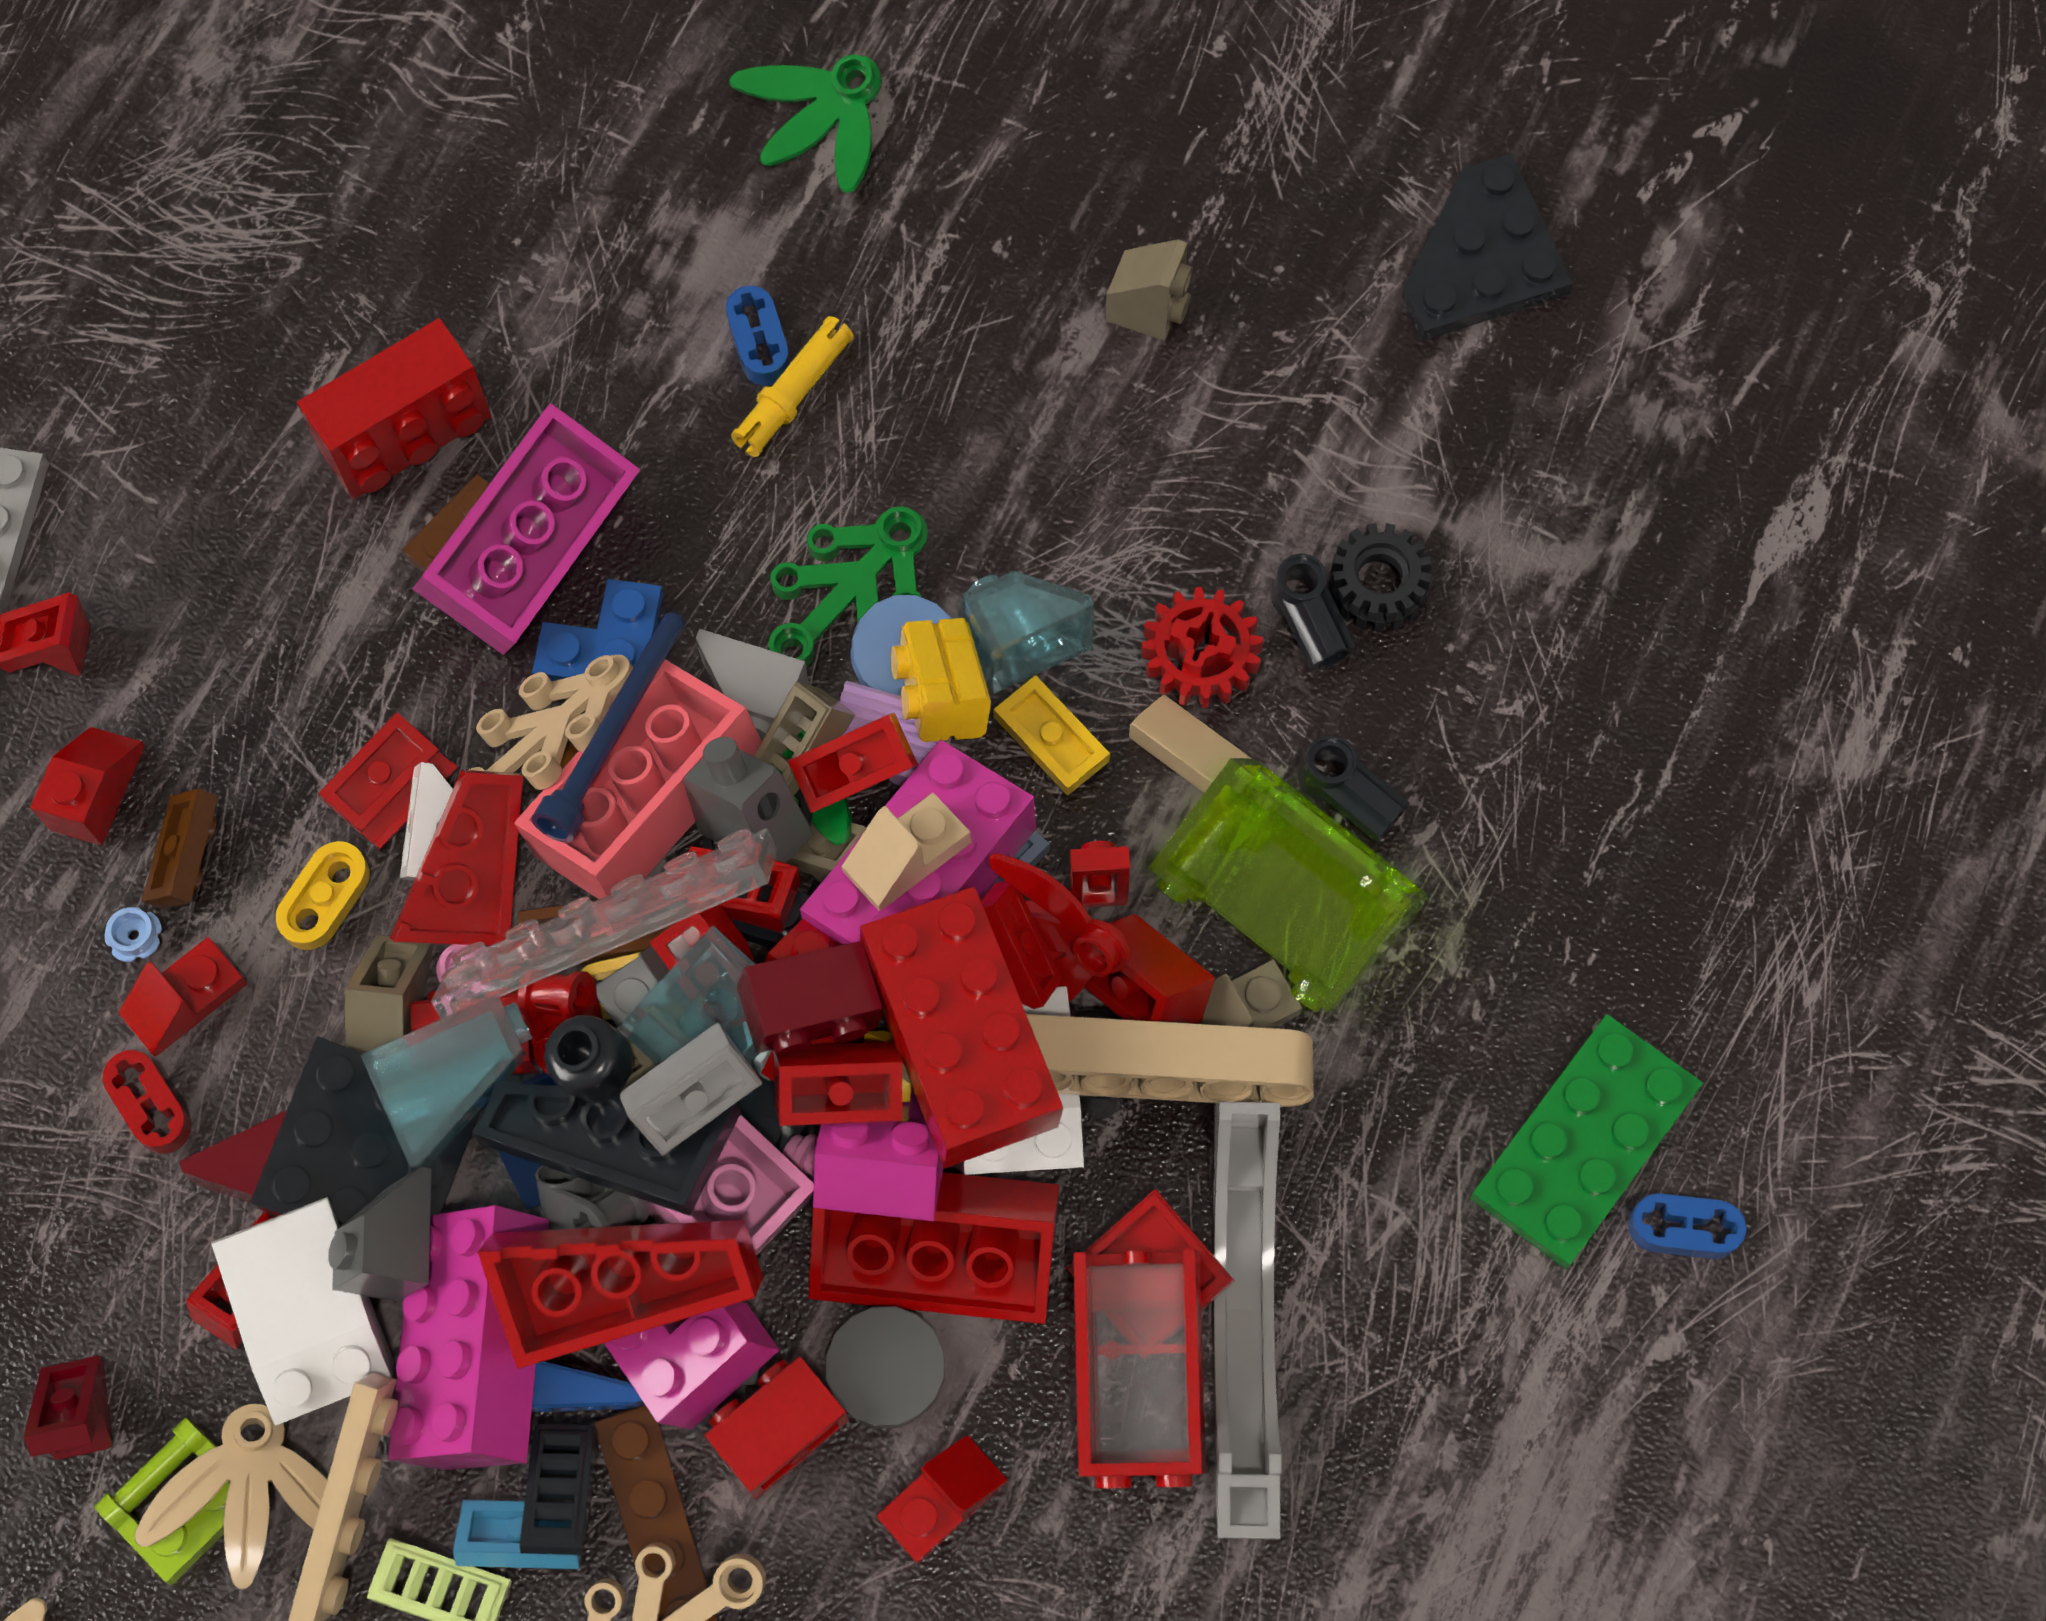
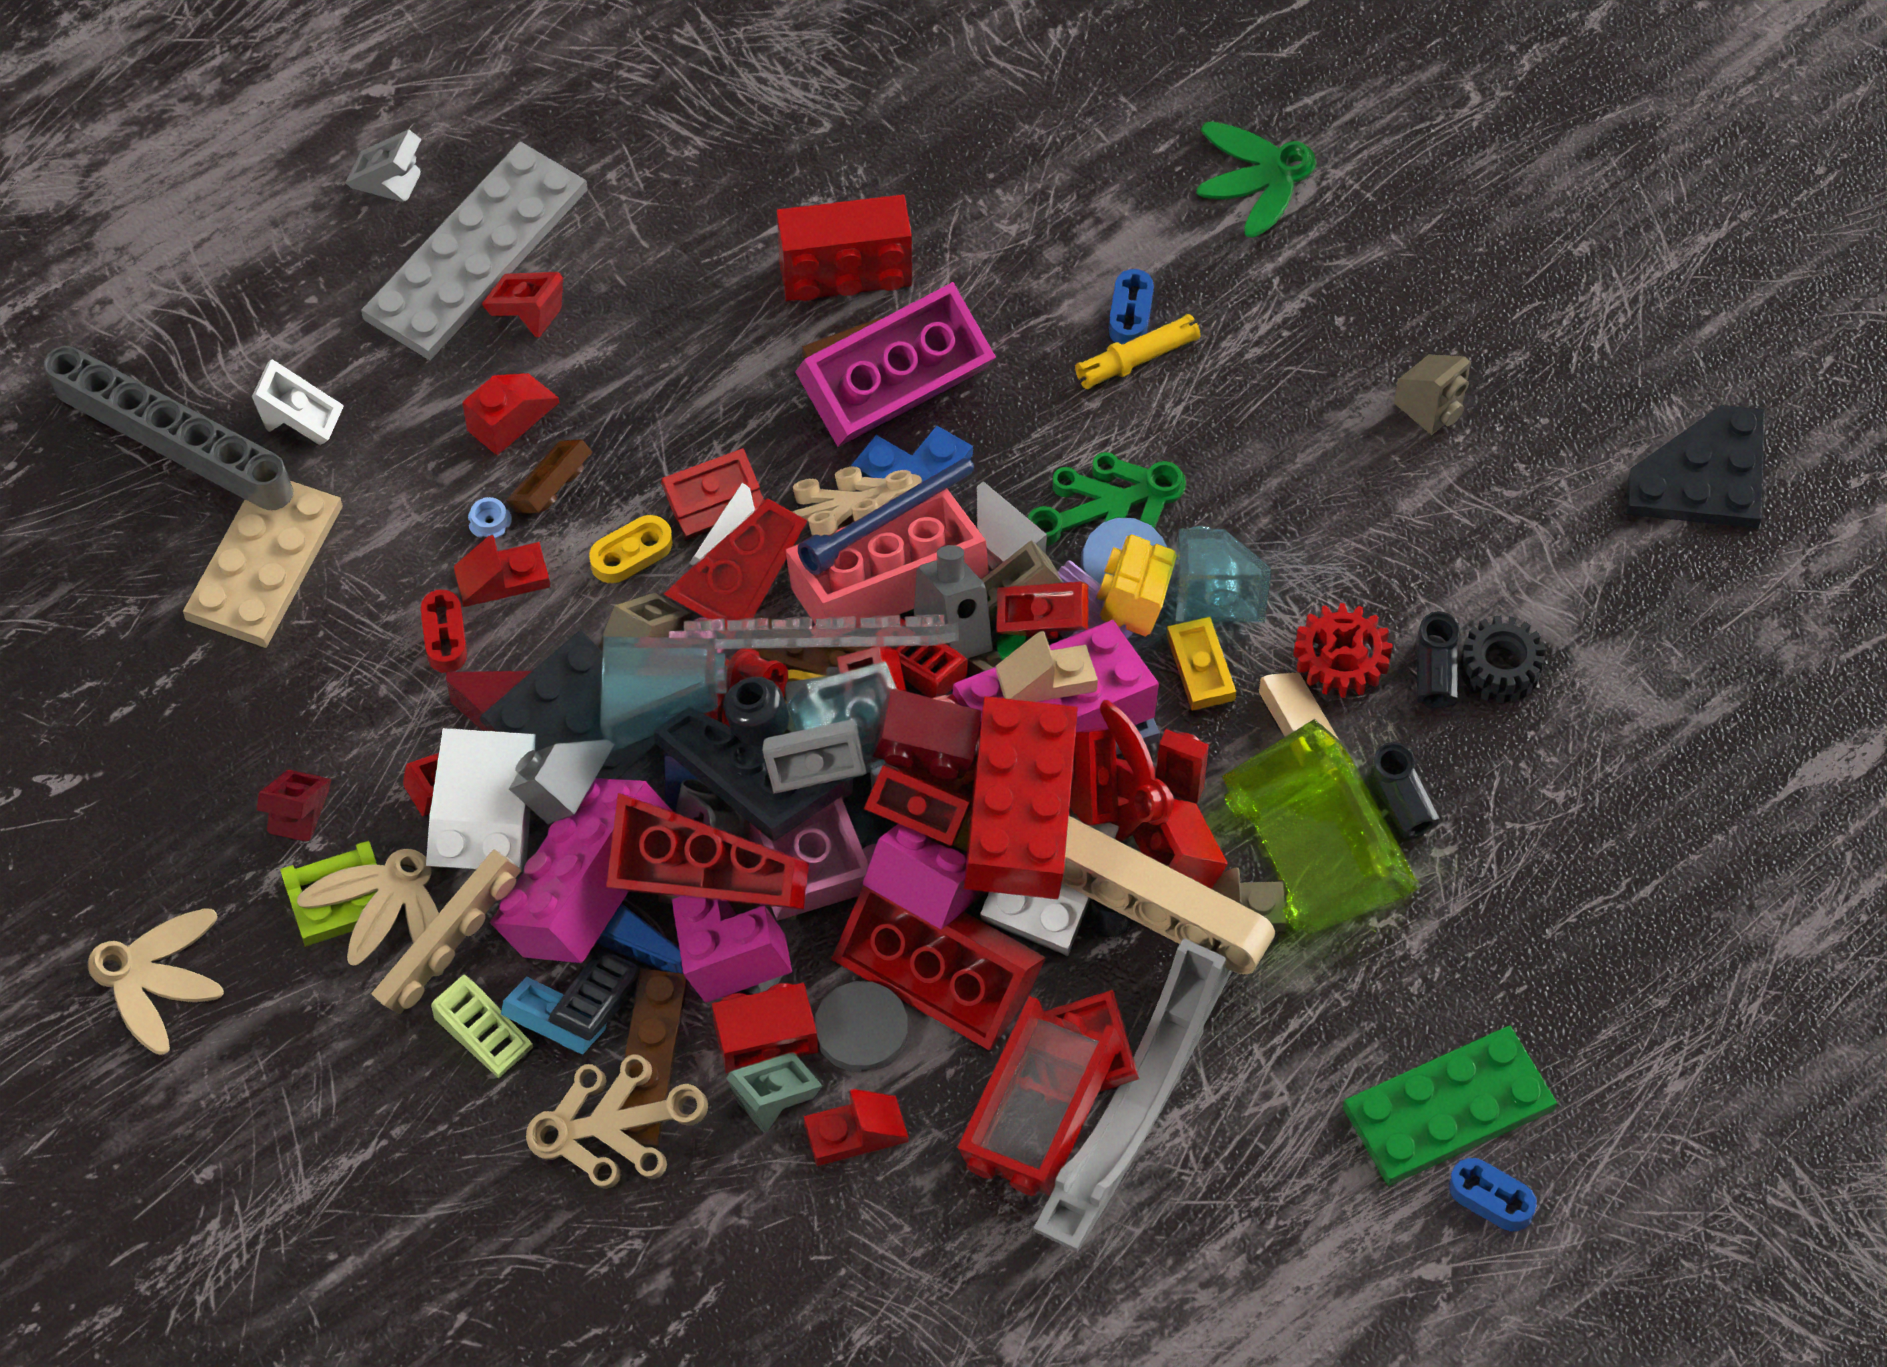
camera: 25 degrees right, 10 degrees down
(826, 1499) = (771, 1086): none -> sand green slope

